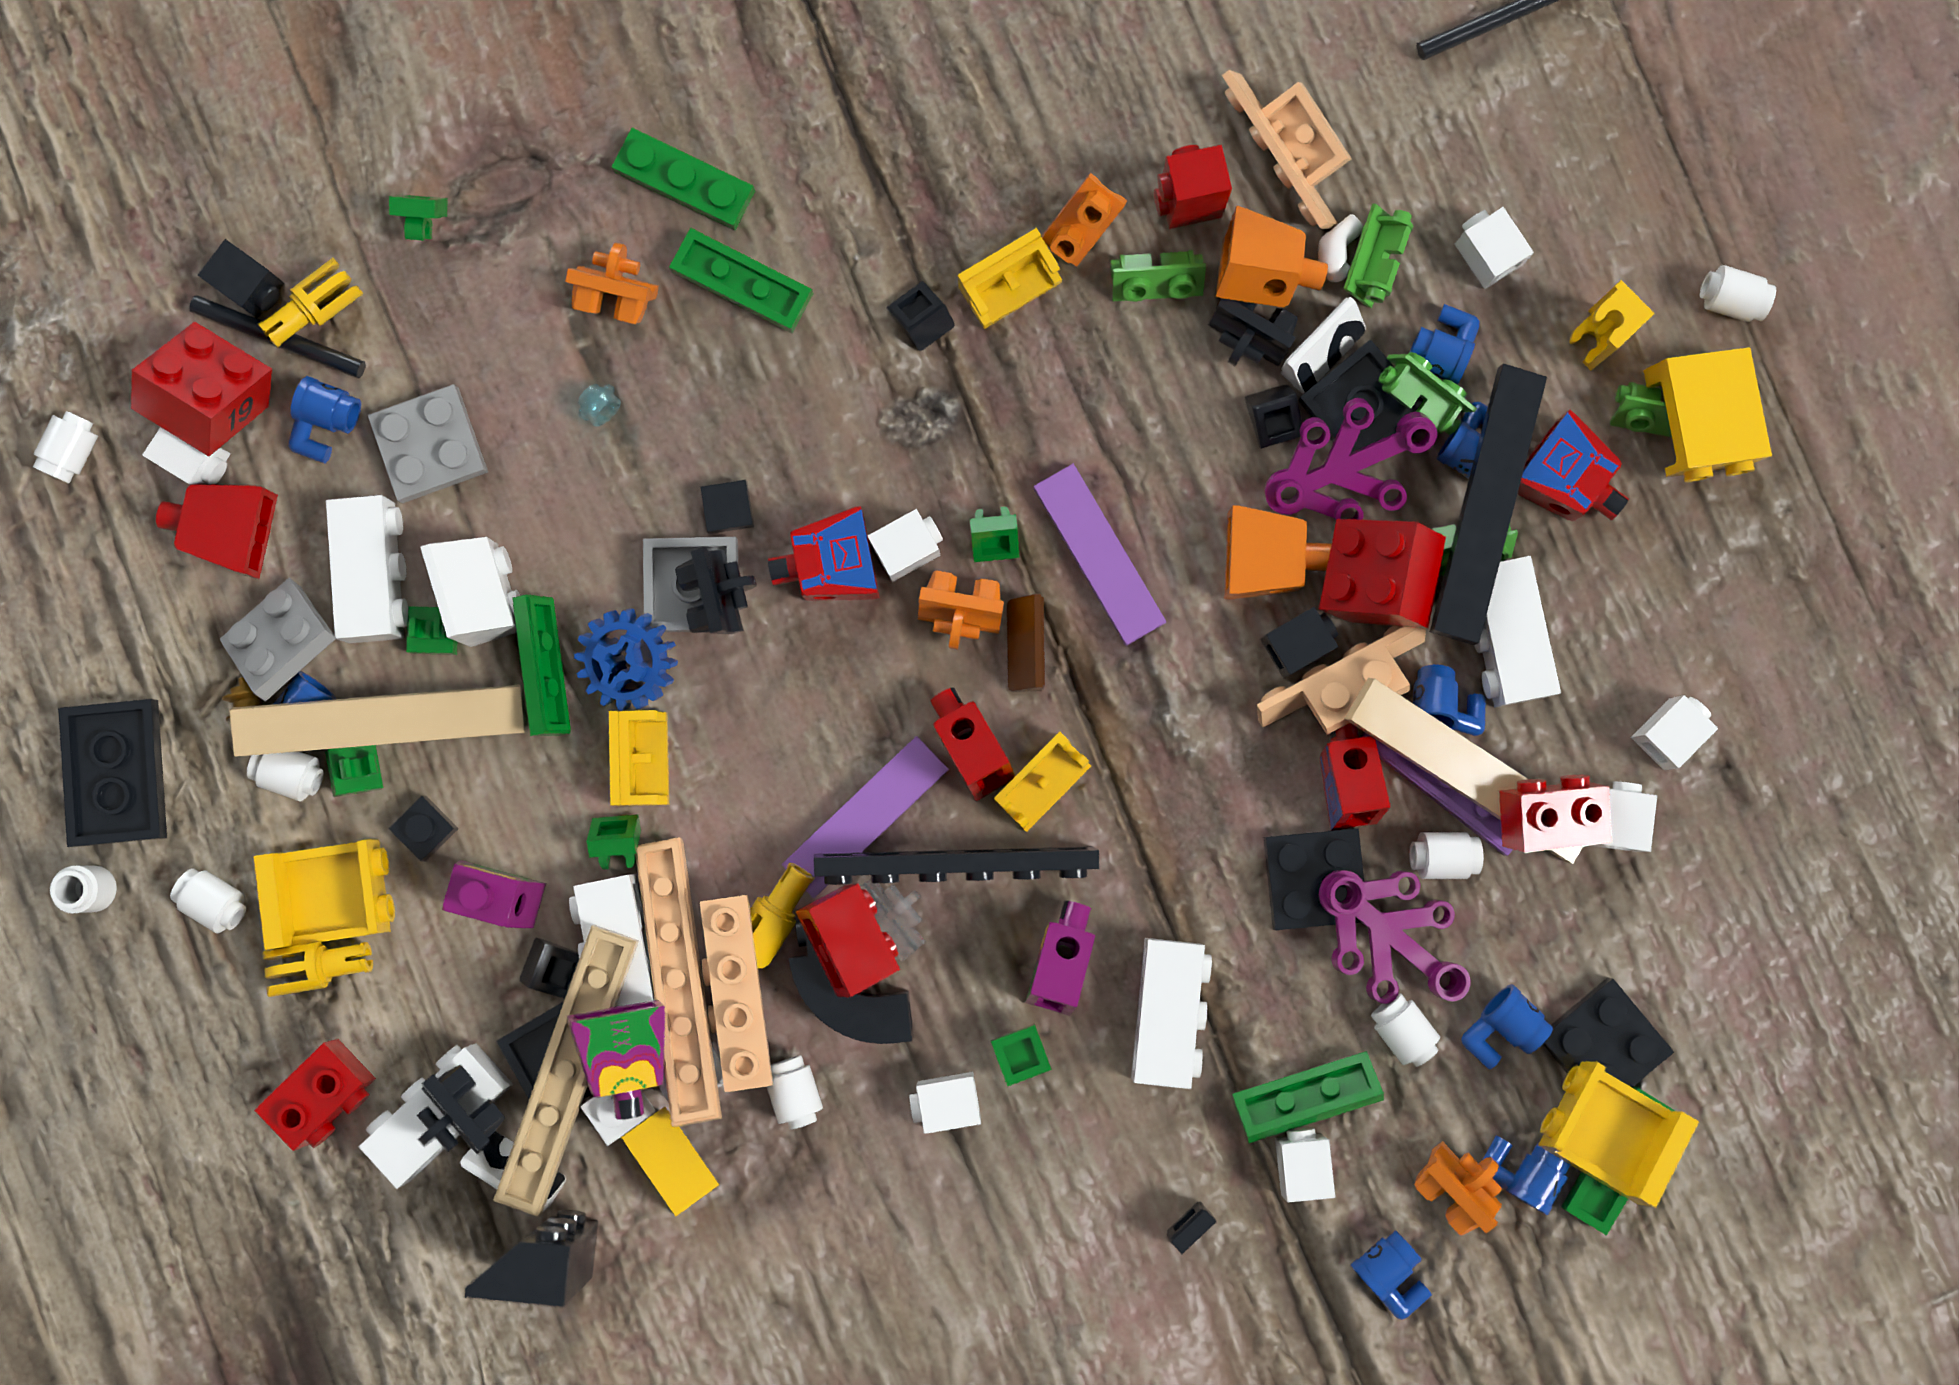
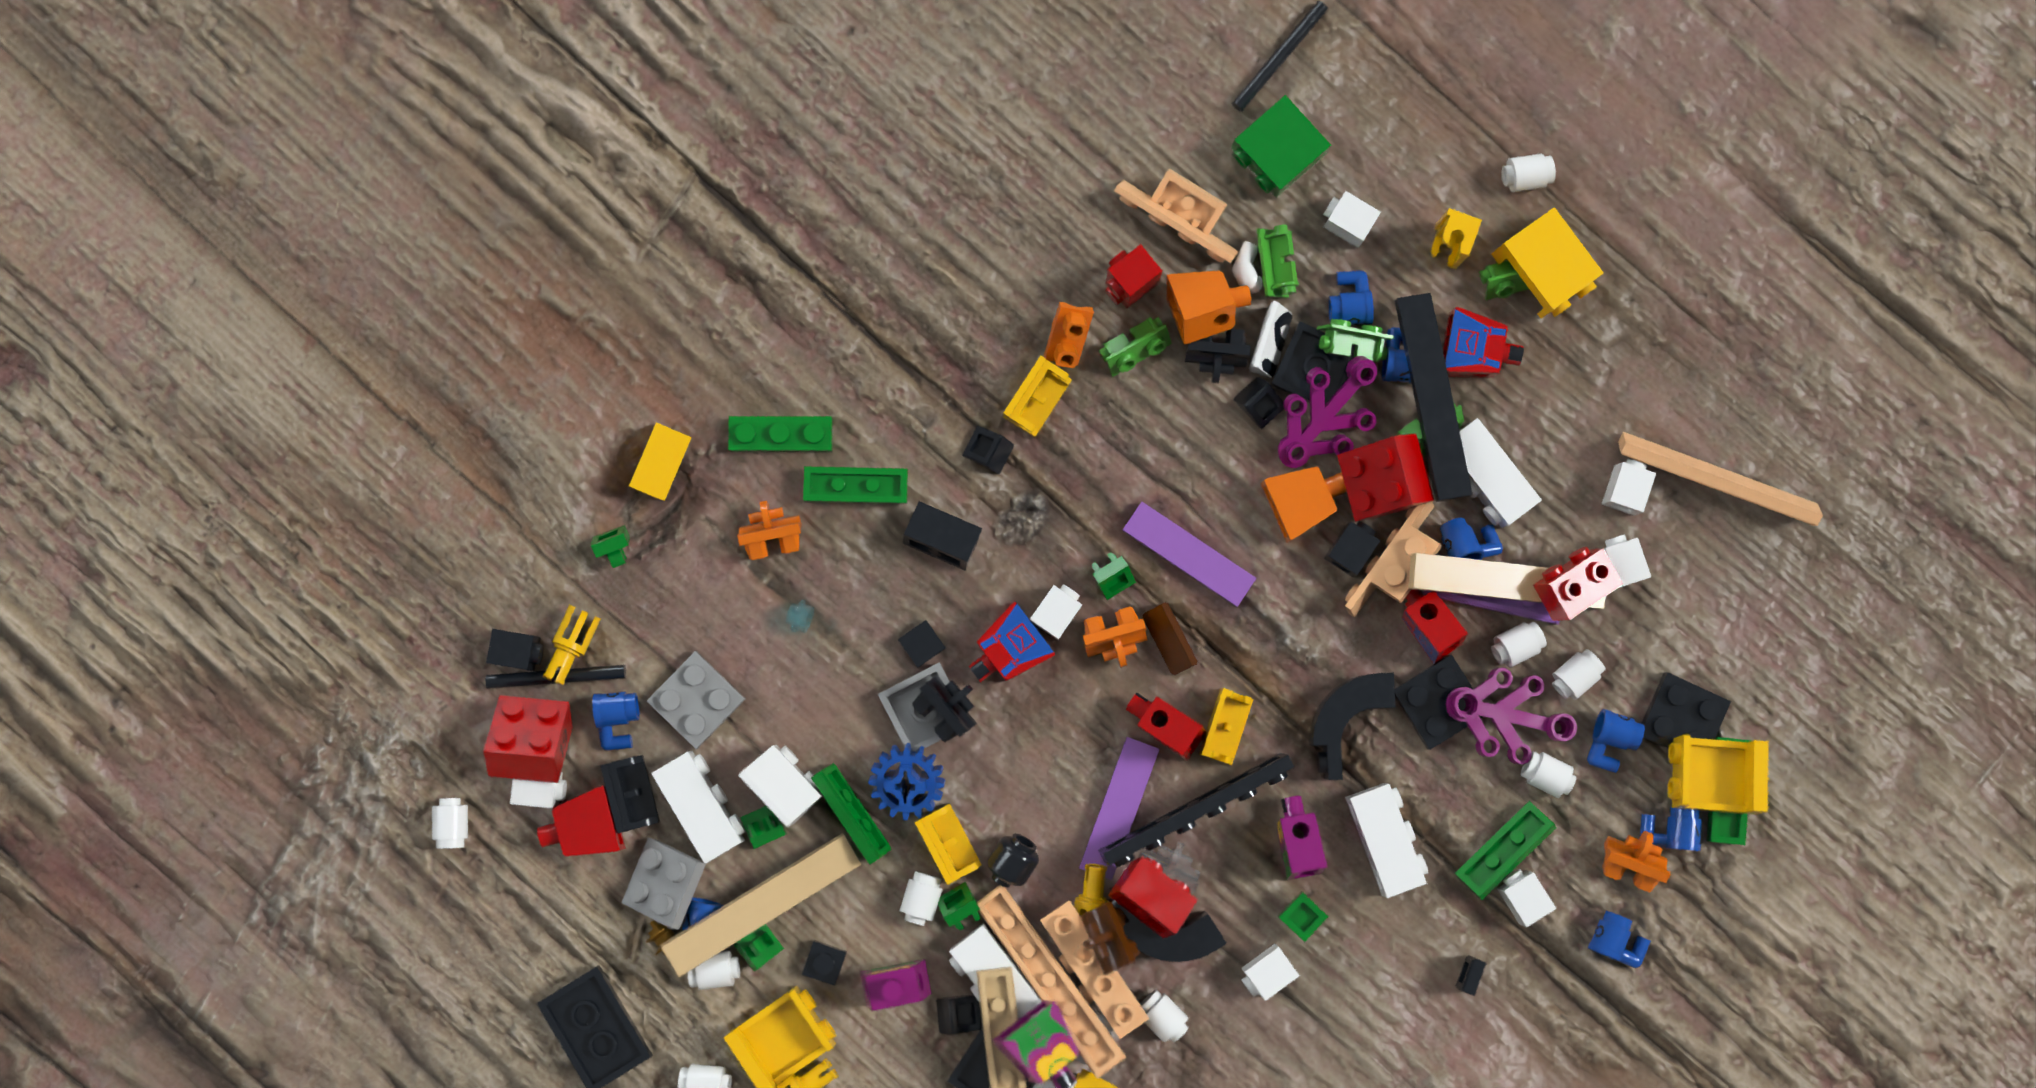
camera: 30 degrees left, 0 degrees up
(292, 515) = (630, 793): none -> black hinge
(521, 139) = (659, 462): none -> yellow hinge
(574, 807) = (921, 898): none -> white brick
(706, 816) = (1013, 860): none -> black head
(769, 963) = (1108, 938): none -> reddish brown hips
(813, 388) = (941, 535): none -> black hinge
(1217, 820) = (1338, 708): none -> black arch
(1449, 120) = (1279, 147): none -> green piece
(1501, 927) = (1578, 674): none -> white brick
(1793, 776) = (1720, 479): none -> light nougat tile

